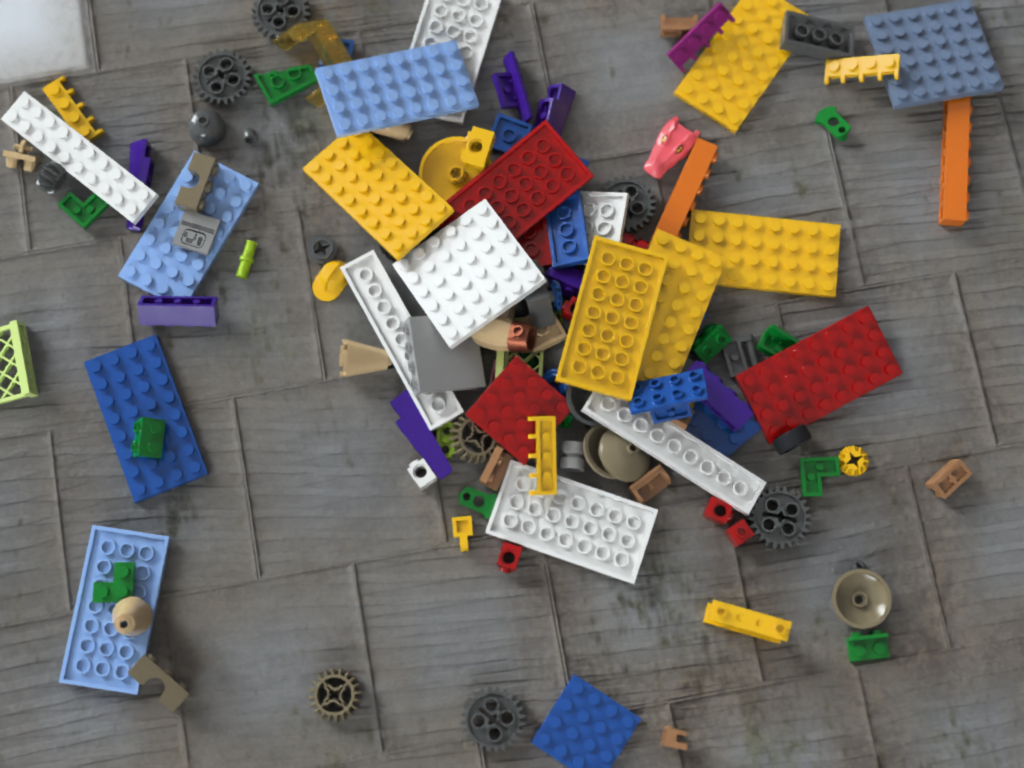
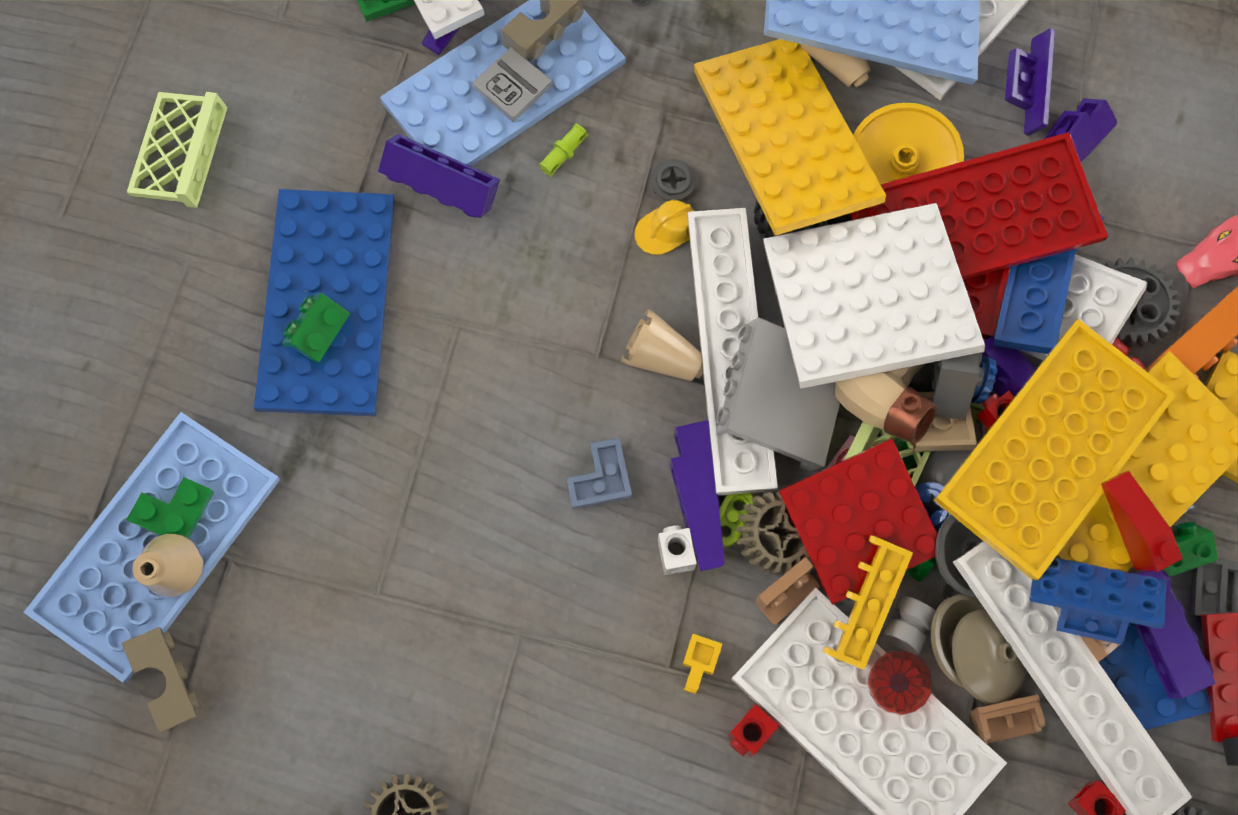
camera: 20 degrees right, 5 degrees down
(364, 452) = (608, 482): none -> sand blue plate
(480, 159) = (959, 117): yellow brick -> none
(488, 504) = (753, 639): green piece -> none
(508, 132) = (997, 132): blue plate -> none
(580, 492) = (899, 682): none -> clear red tile
(676, 342) = (1142, 527): none -> red slope

